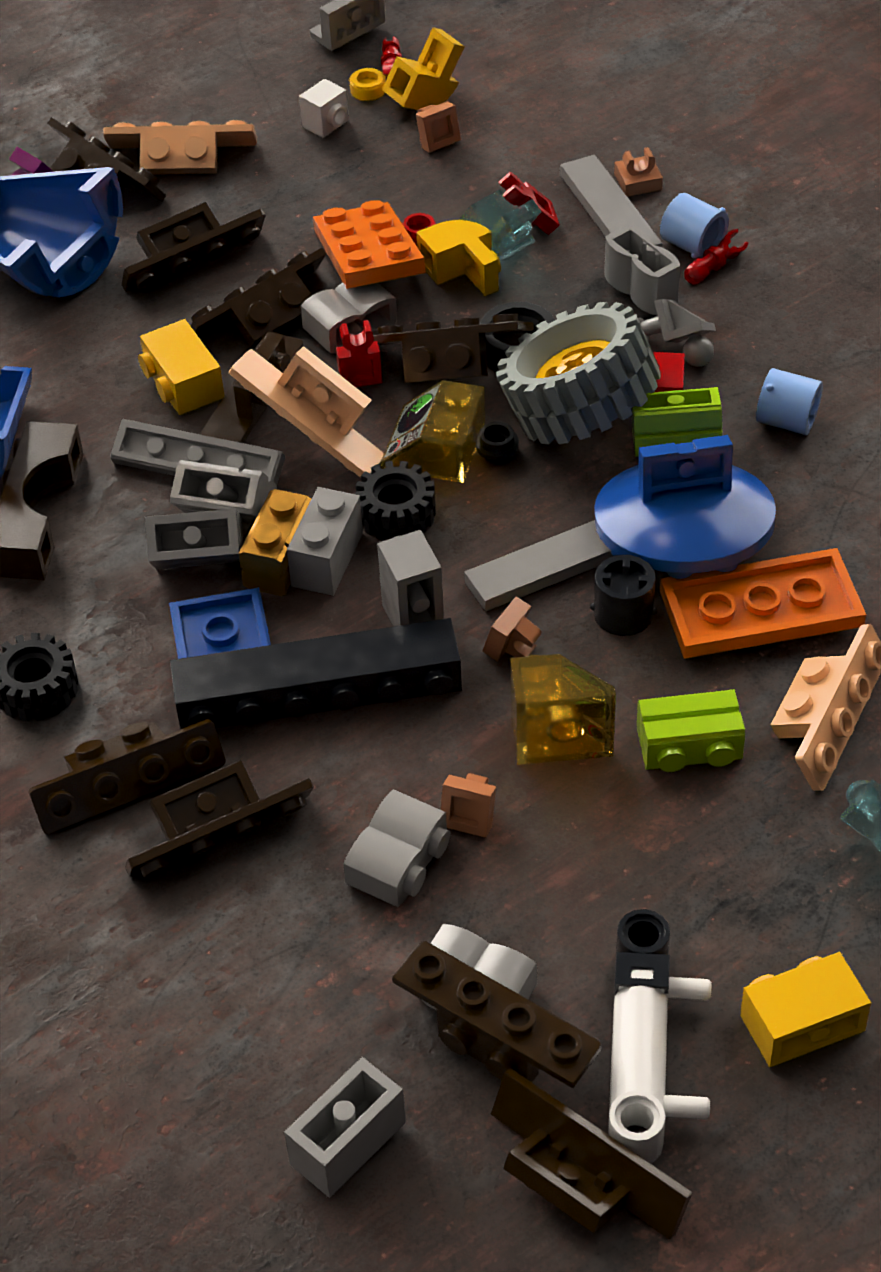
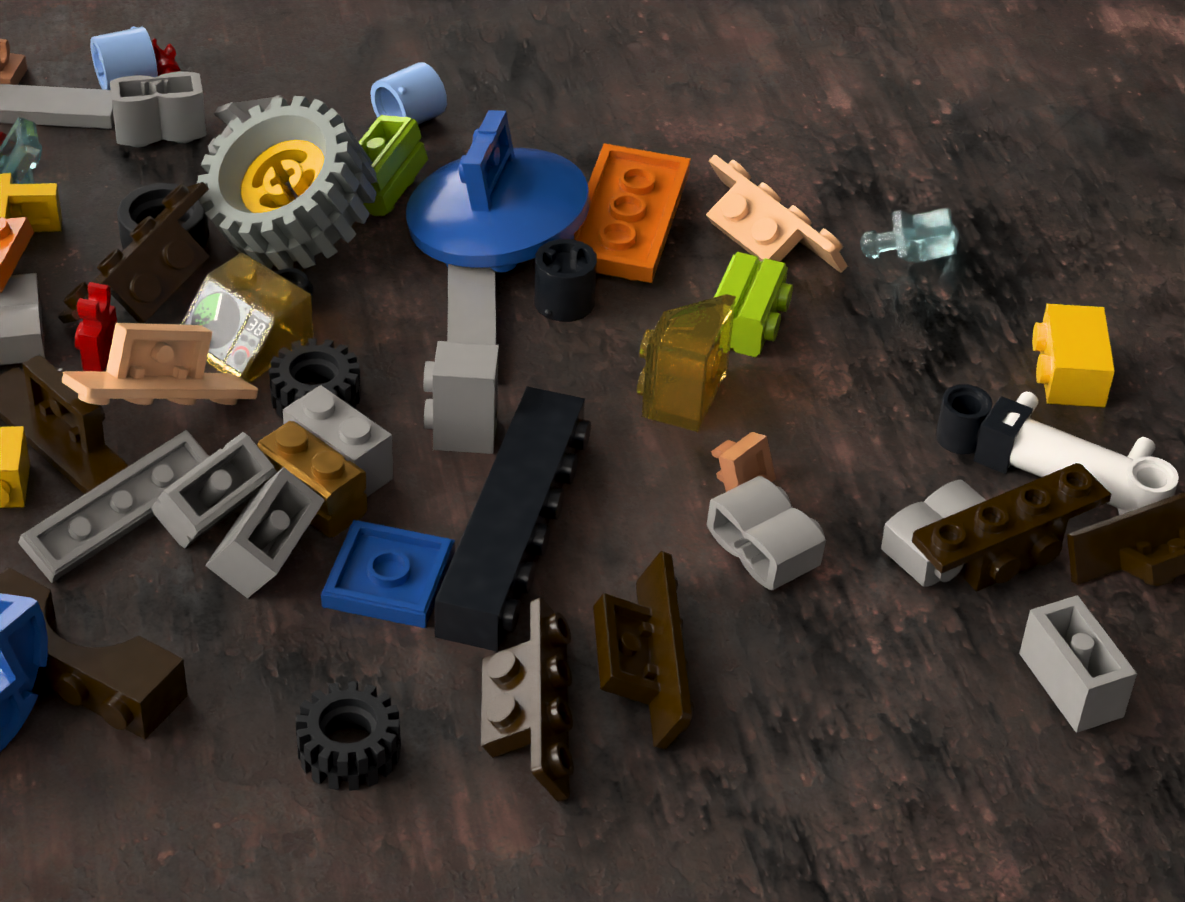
camera: 70 degrees left, 5 degrees down
(512, 632) = (551, 363): nougat tile -> none

